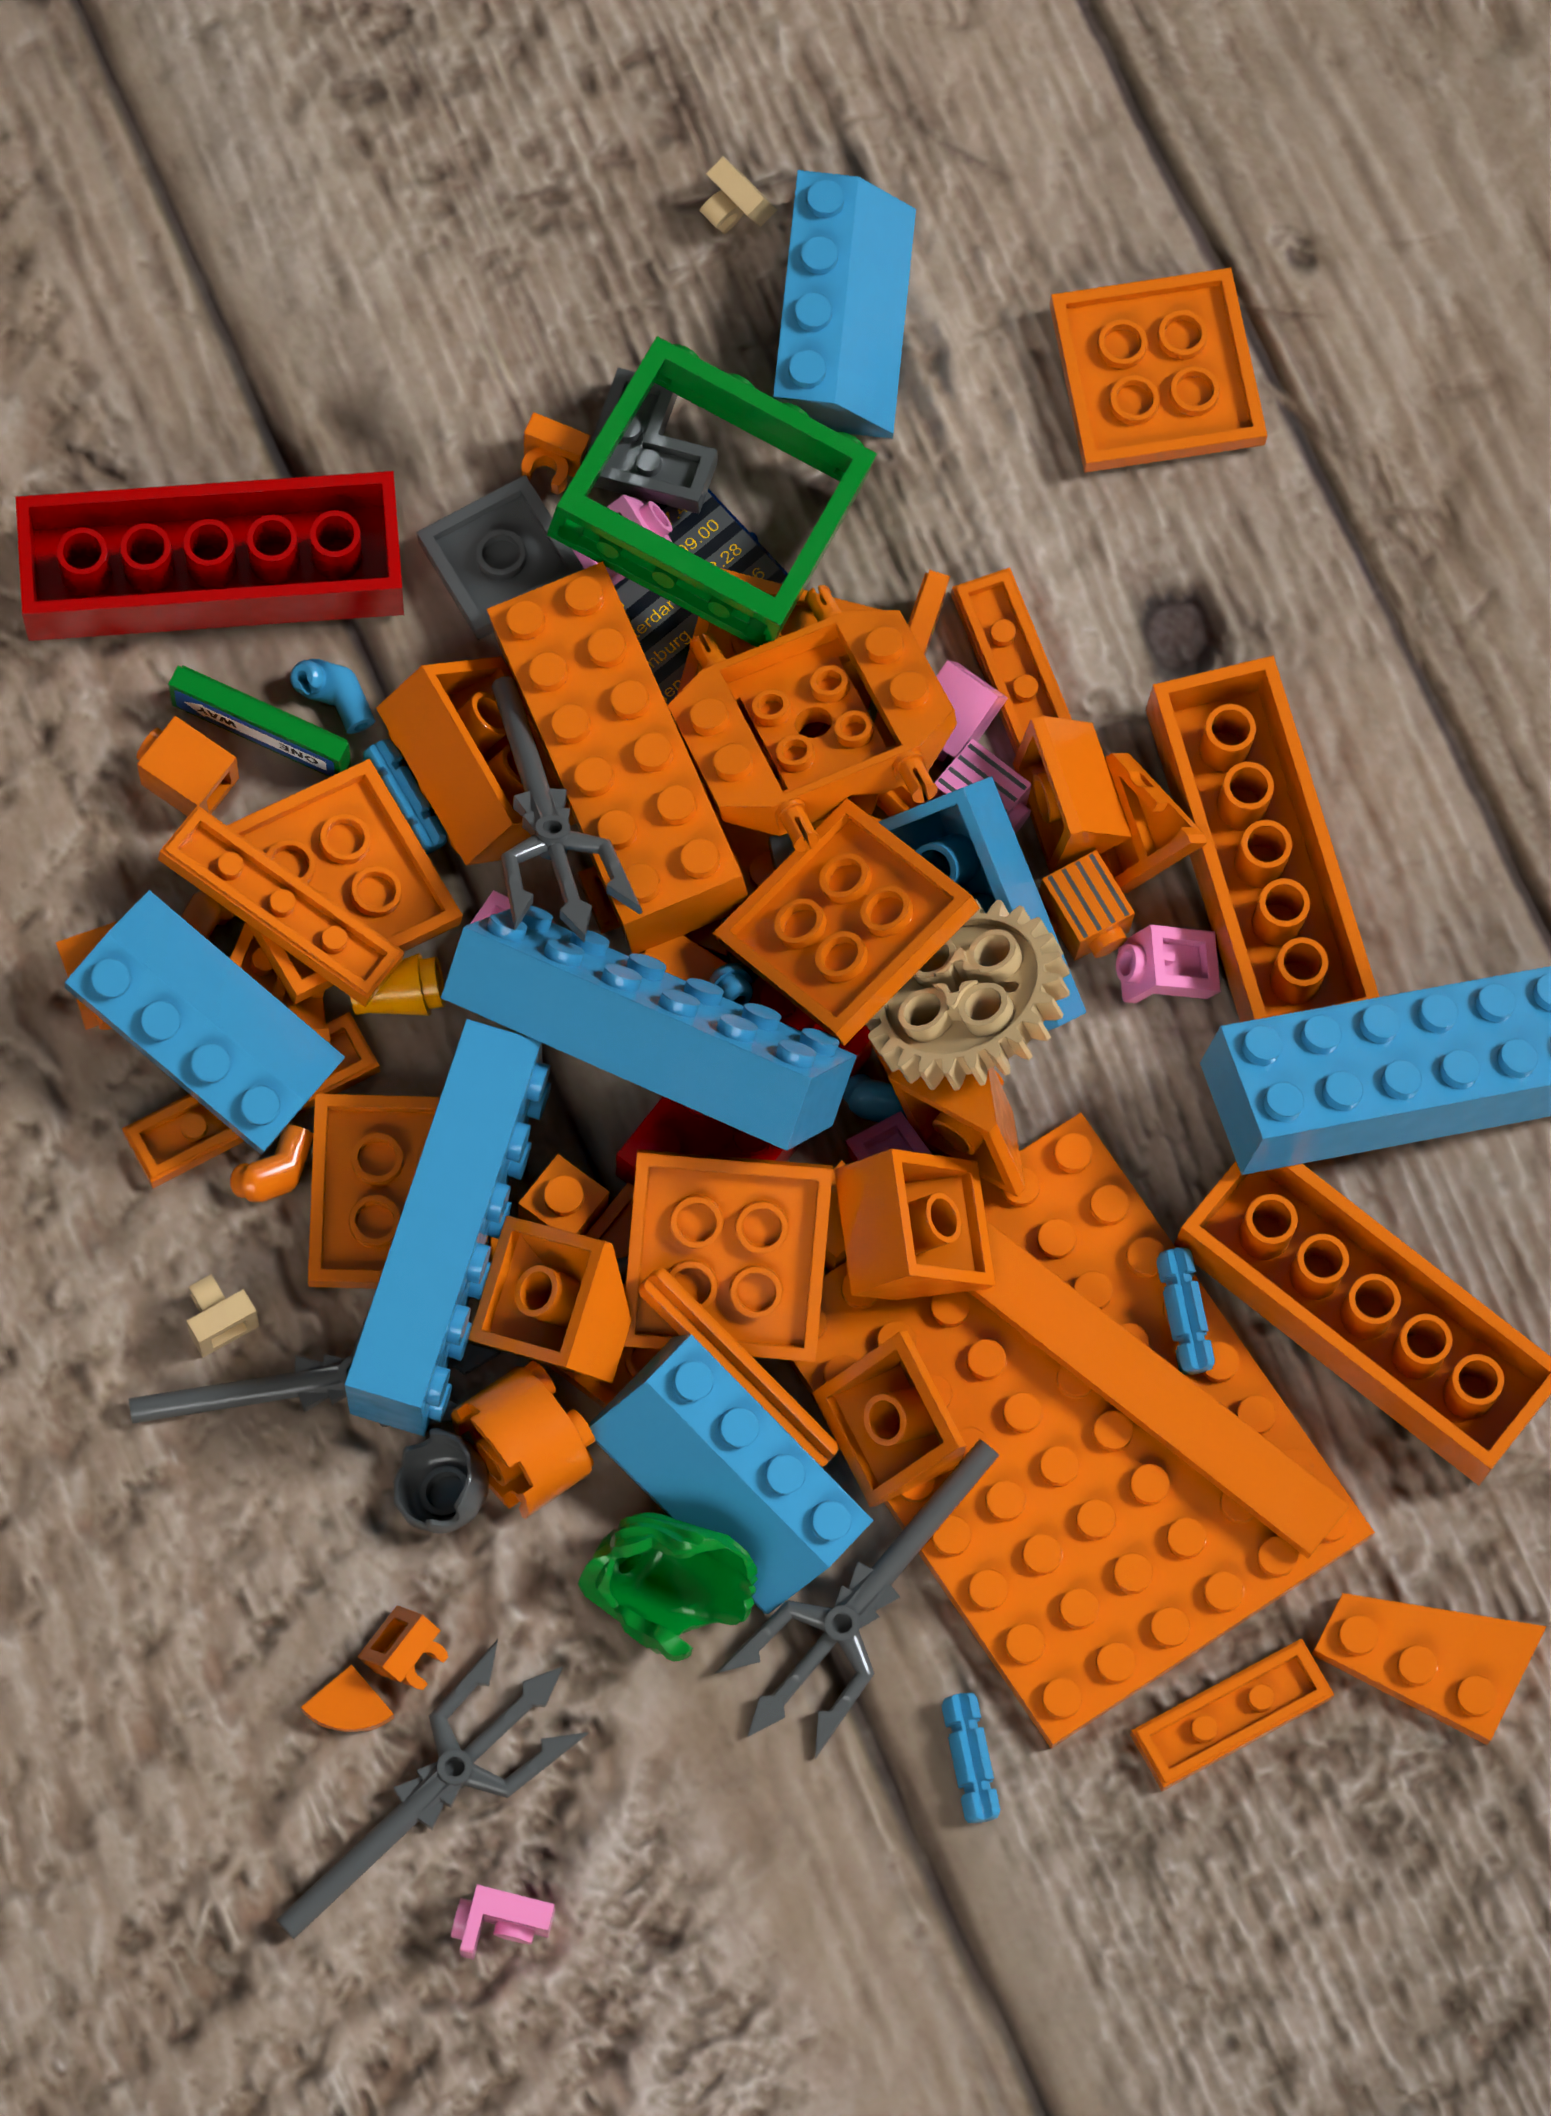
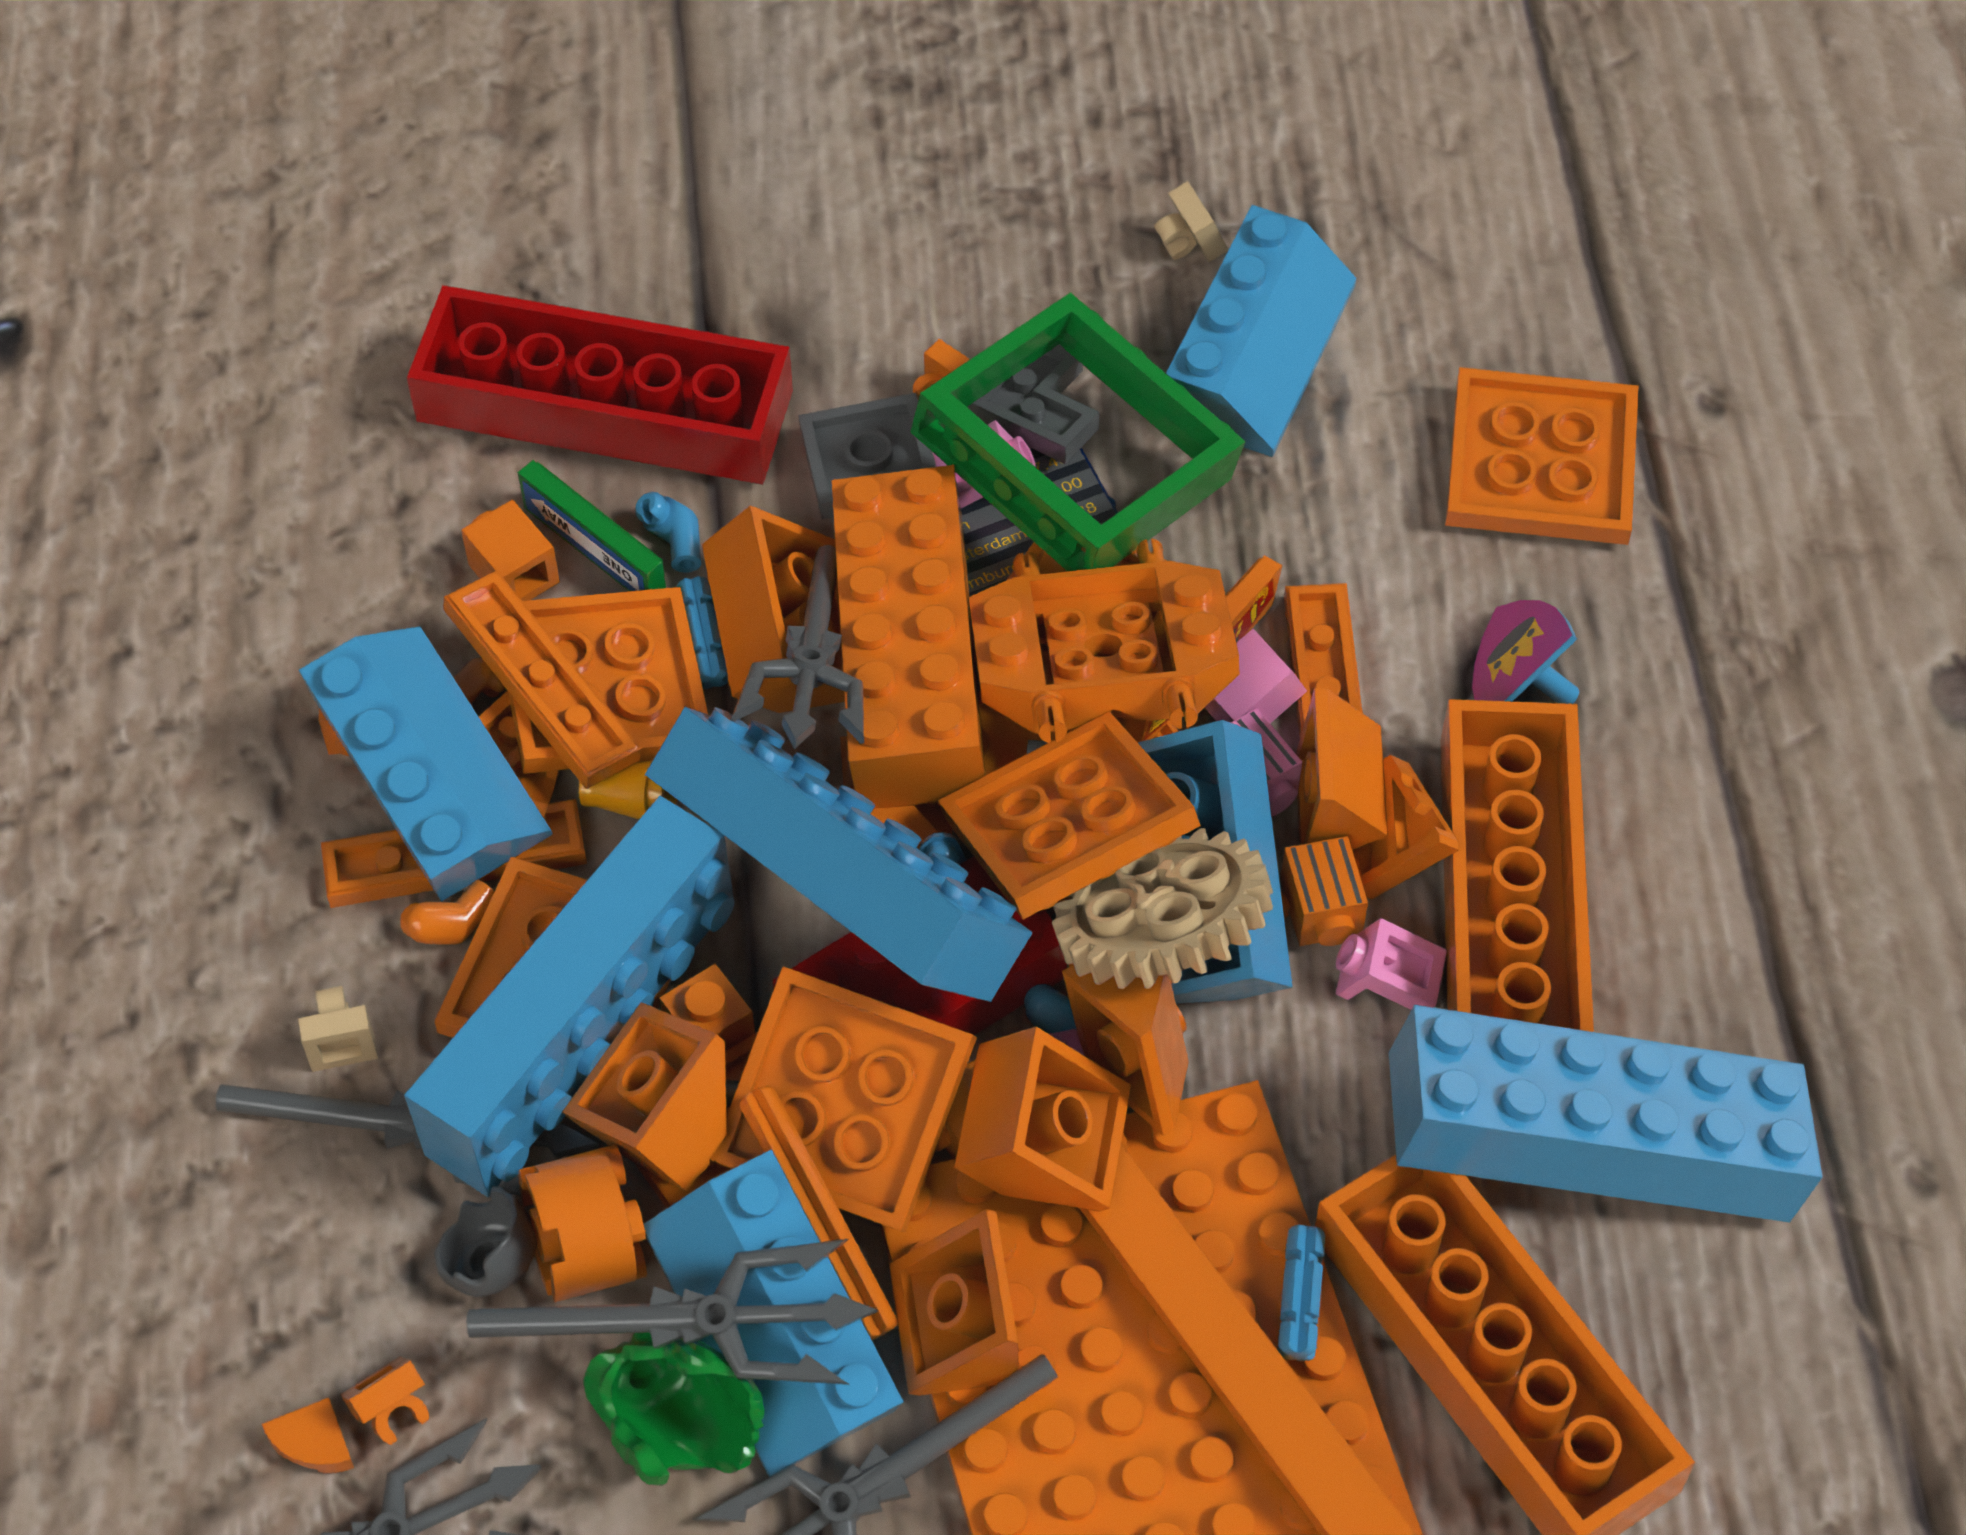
camera: 25 degrees right, 15 degrees down
(672, 1506) = (694, 1316): none -> dark grey piece
(1197, 603) = (1518, 652): none -> dark pink shield

